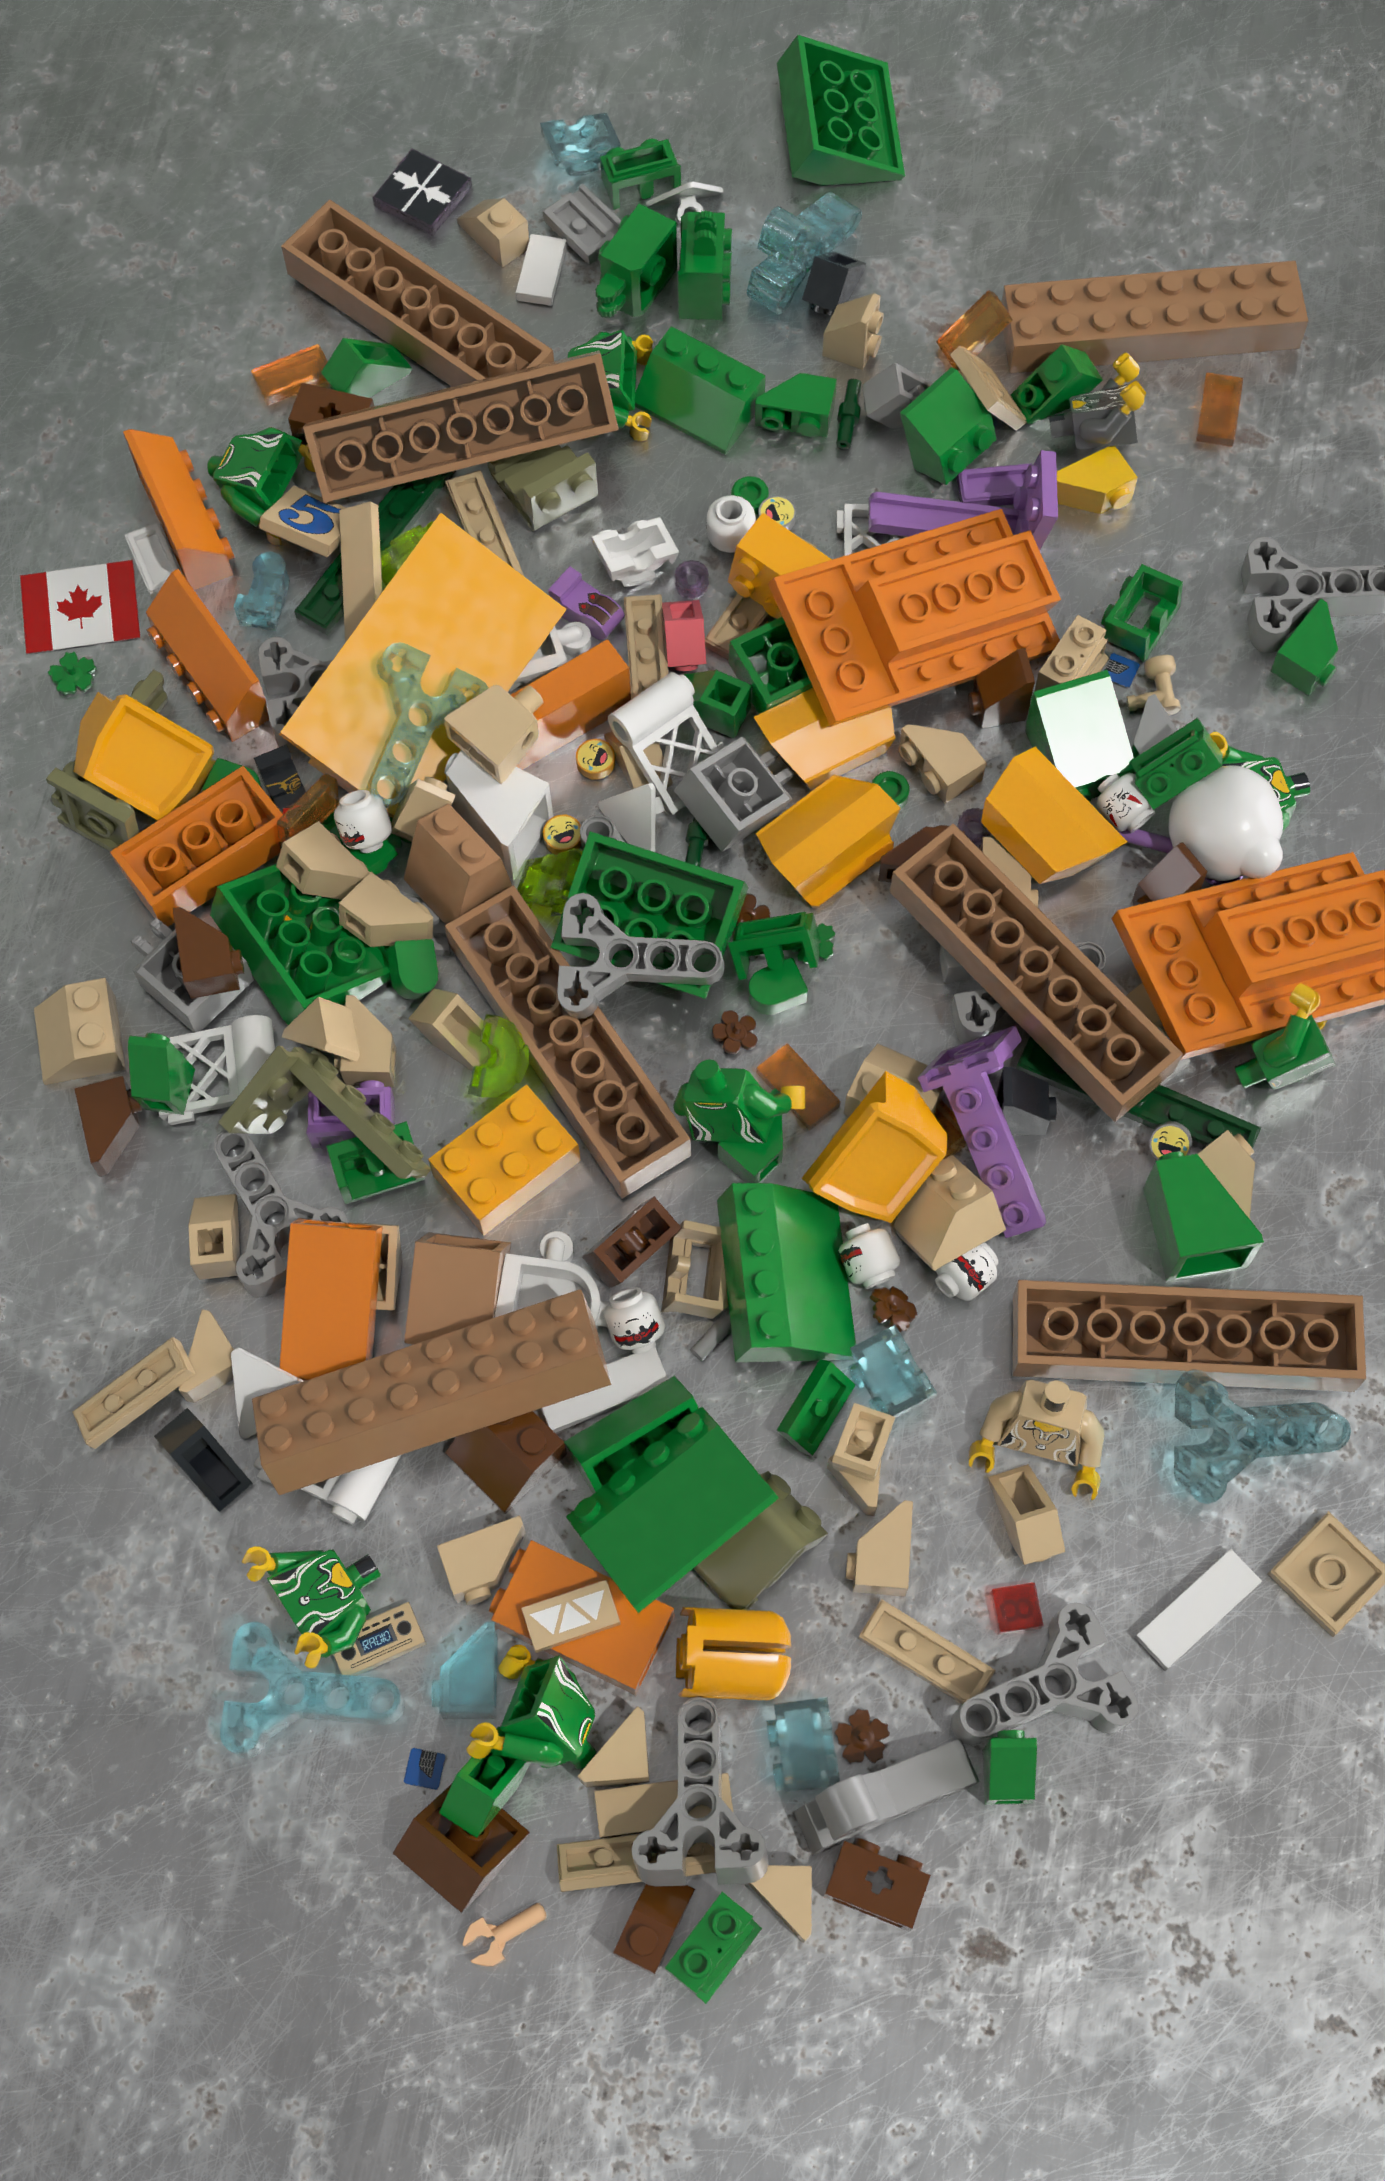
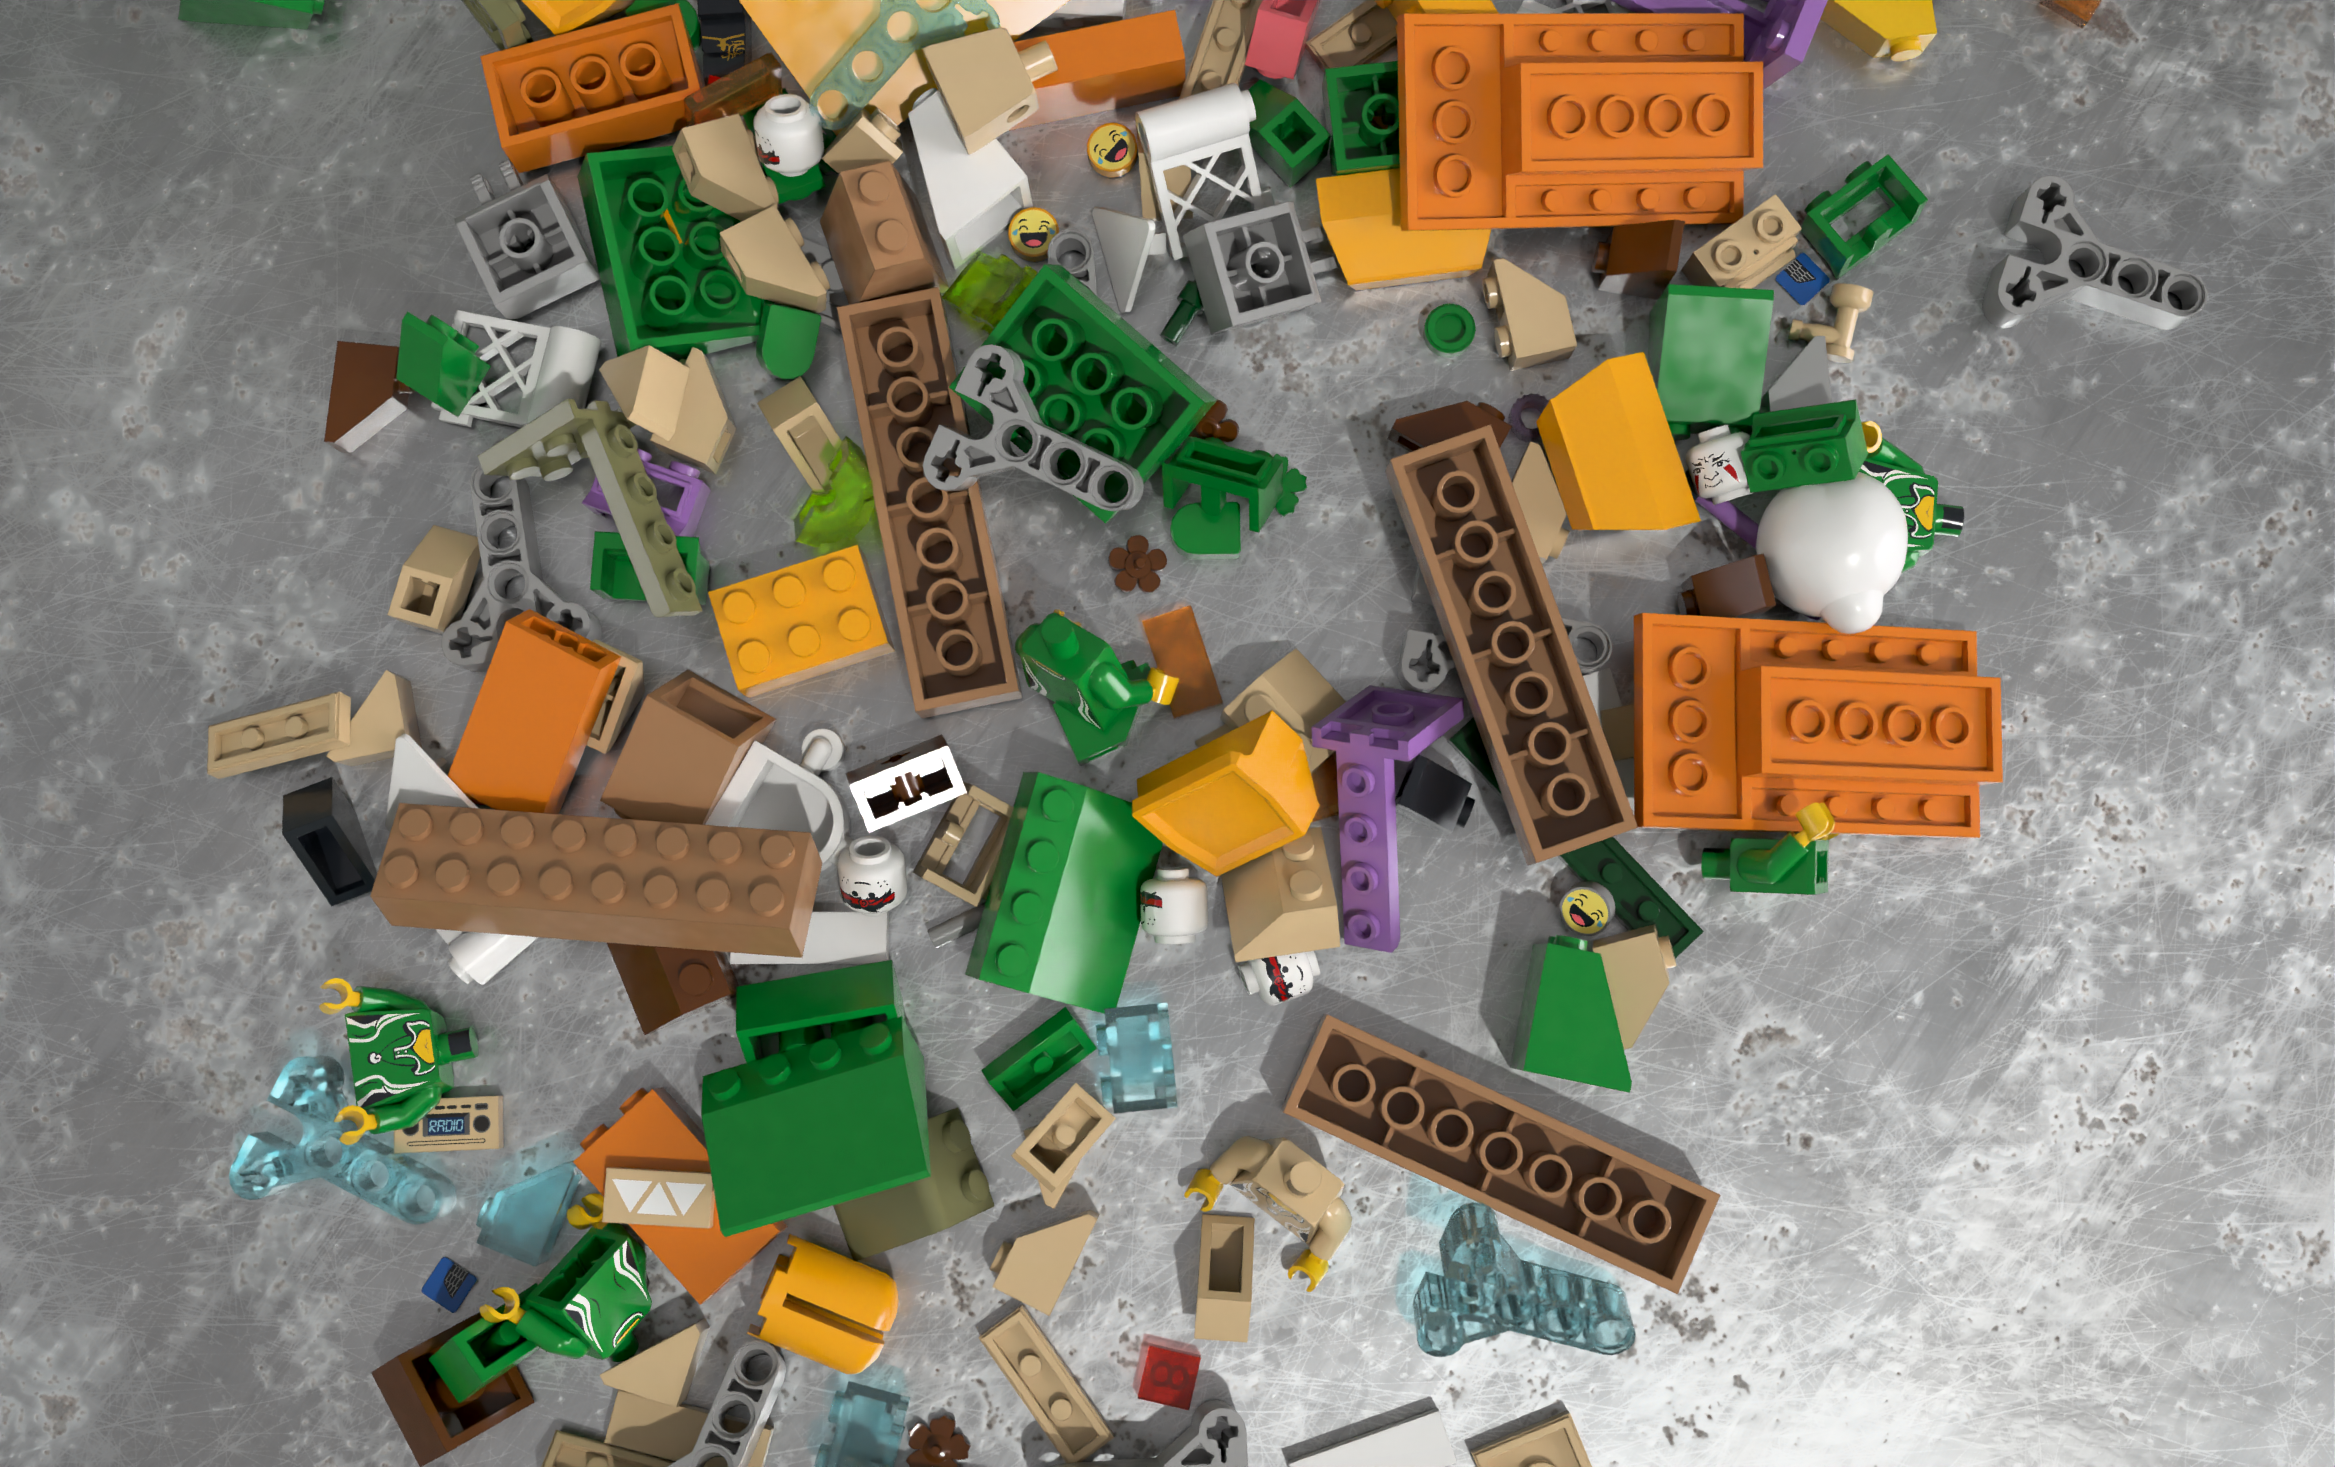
camera: 25 degrees right, 15 degrees up
(79, 1032) = (376, 267): tan slope -> none
(205, 957) = (533, 242): reddish brown slope -> none
(481, 1559) = (591, 1084): tan slope -> none
(830, 836) = (1346, 366): light orange helmet -> none
(893, 1306) = (1177, 976): reddish brown plant -> none
(1309, 652) = (2046, 350): green slope -> none

